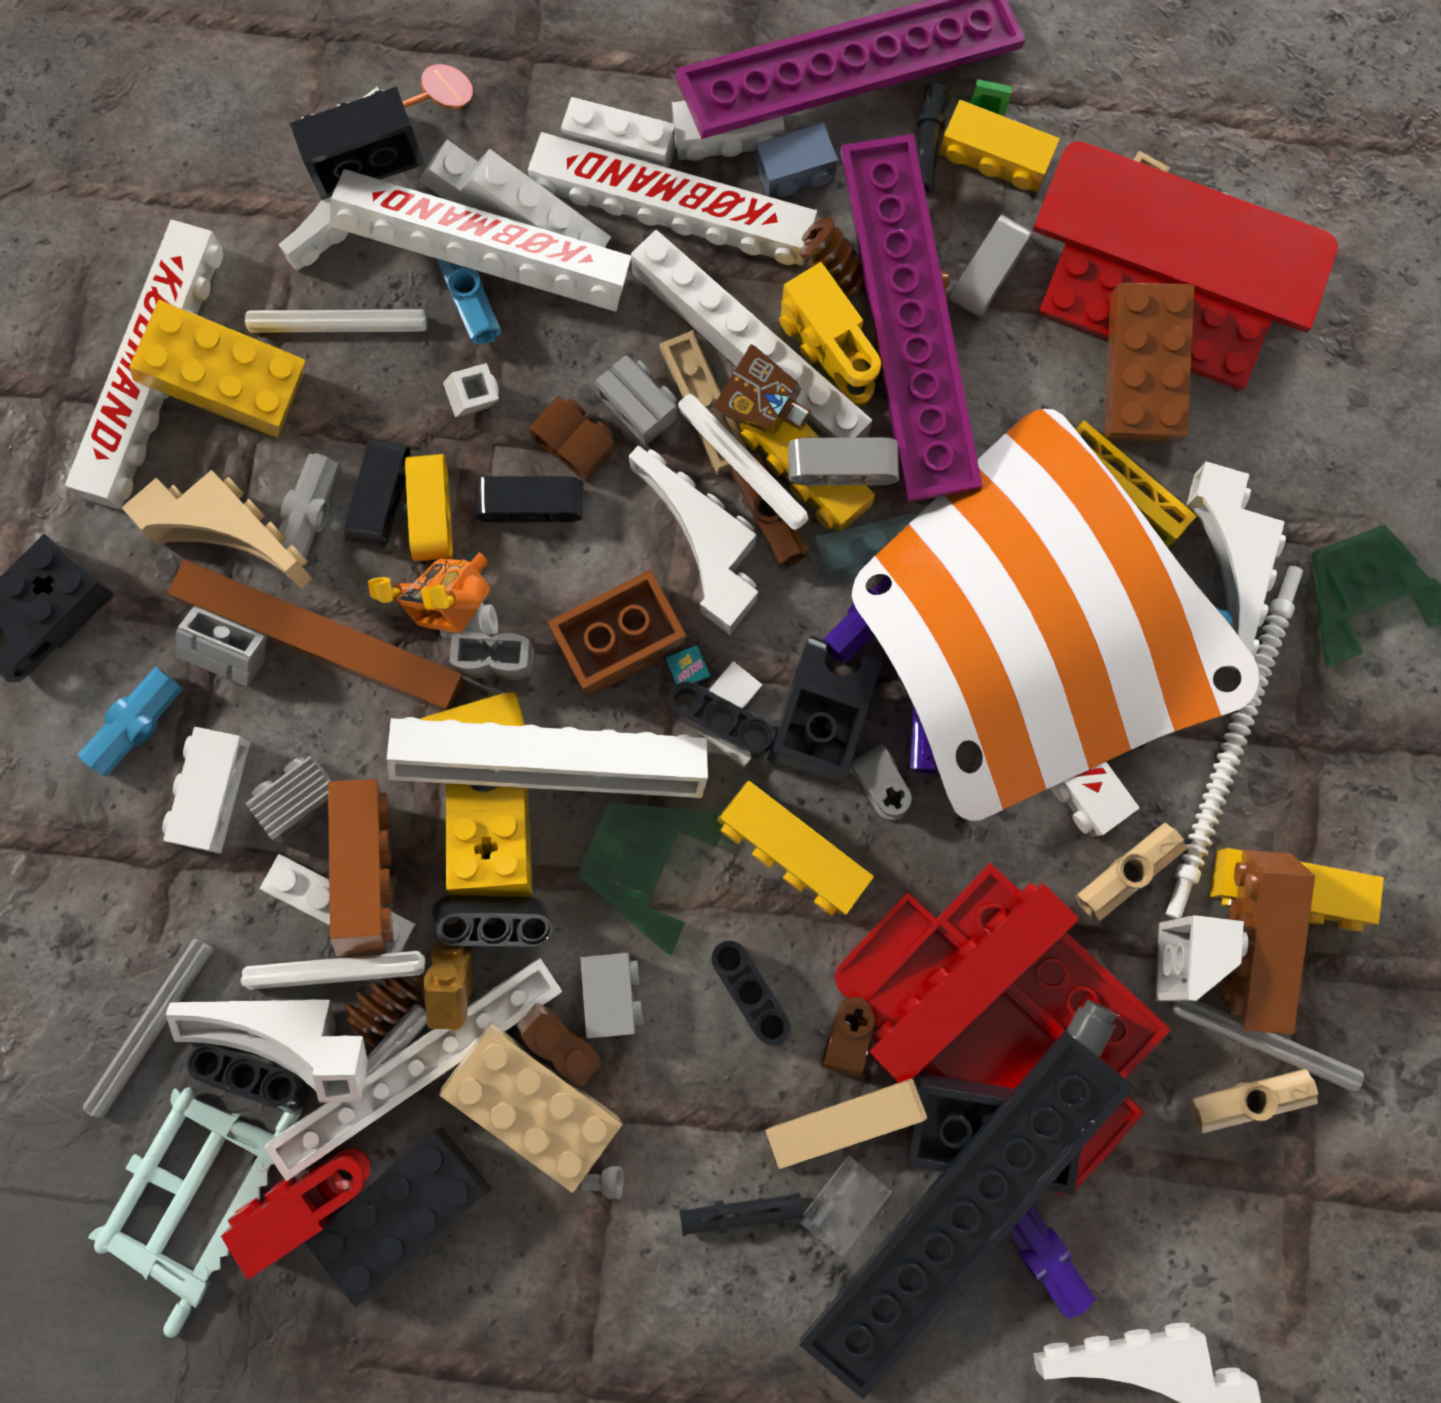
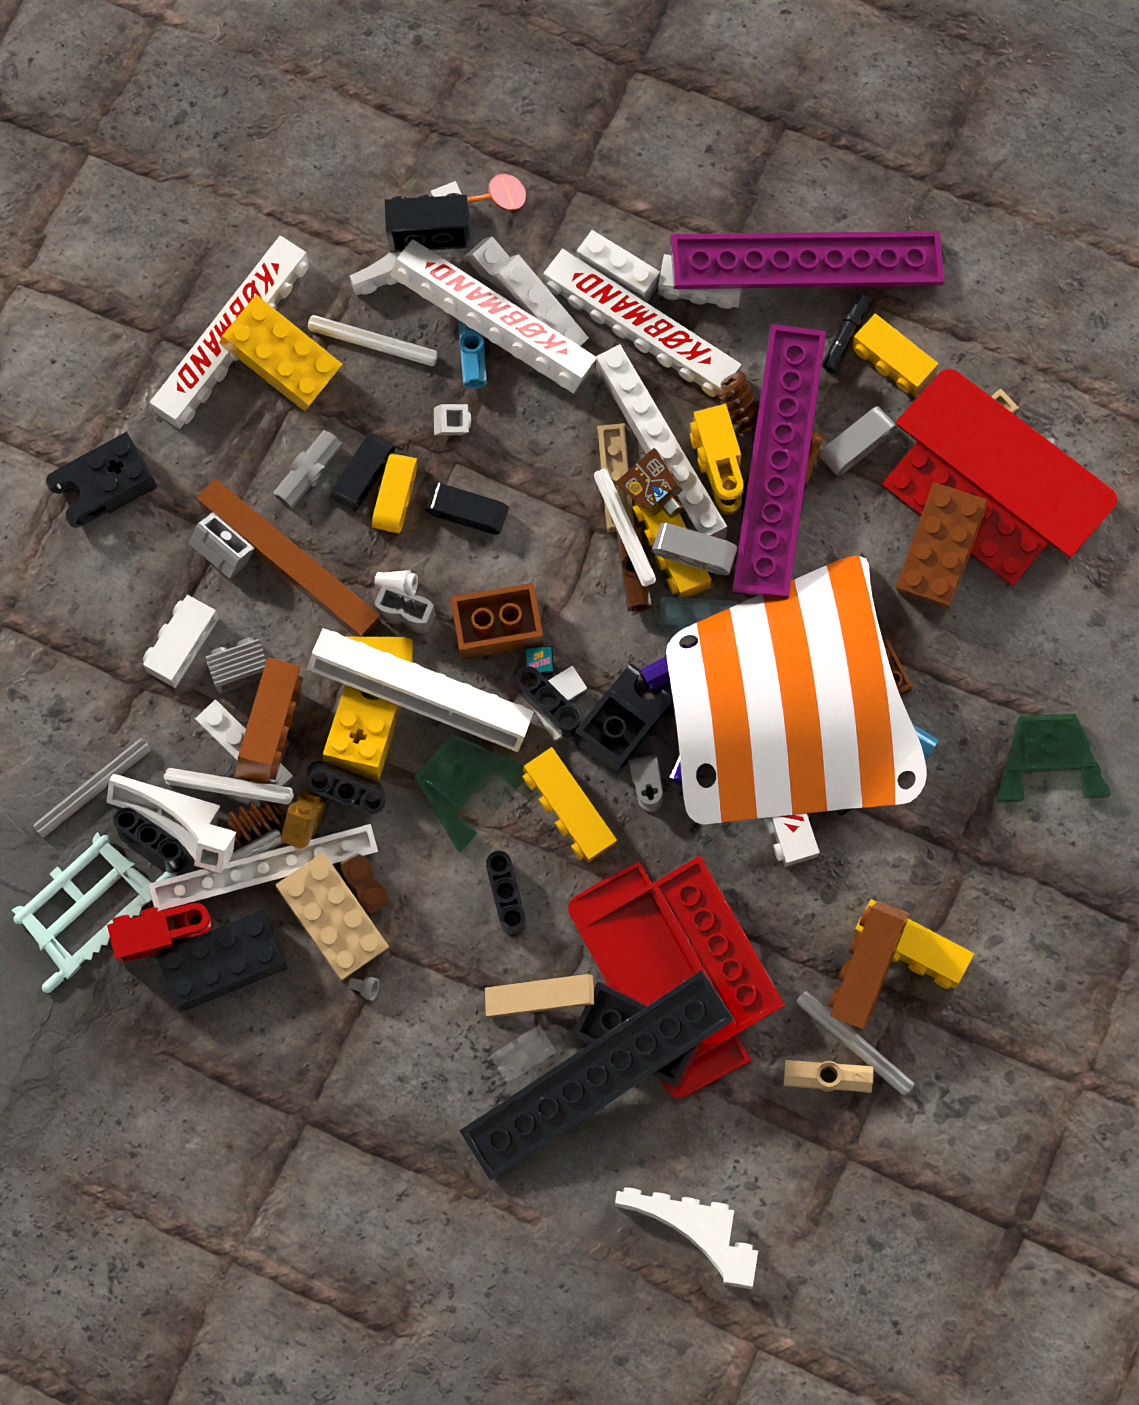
camera: 25 degrees right, 5 degrees down
(130, 722) = (143, 578): dark azure piece -> none
(215, 516) = (245, 454): tan arch -> none
(442, 596) = (384, 557): orange torso -> none
(572, 437) = (512, 475): reddish brown brick -> none
(609, 995) = (409, 864): light grey brick -> none
(636, 399) = (566, 461): light grey brick -> none
(714, 536) = (589, 576): white arch -> none
(789, 1206) = (449, 1036): black pin -> none
(796, 161) = (741, 322): sand blue brick -> none
(849, 1044) = (560, 950): reddish brown piece -> none
(973, 982) = (660, 929): red brick -> none
(992, 96) = (901, 318): green tile -> none
(1051, 1264) = (646, 1130): dark purple piece -> none
(1093, 1026) = (729, 984): dark grey brick -> none
(1113, 887) = (817, 889): tan piece -> none
(1163, 524) = (893, 631): yellow fence -> none
(1188, 871) = (842, 911): white hose -> none
(1196, 955) = (819, 960): white slope -> none
(1242, 543) = (968, 699): white arch -> none

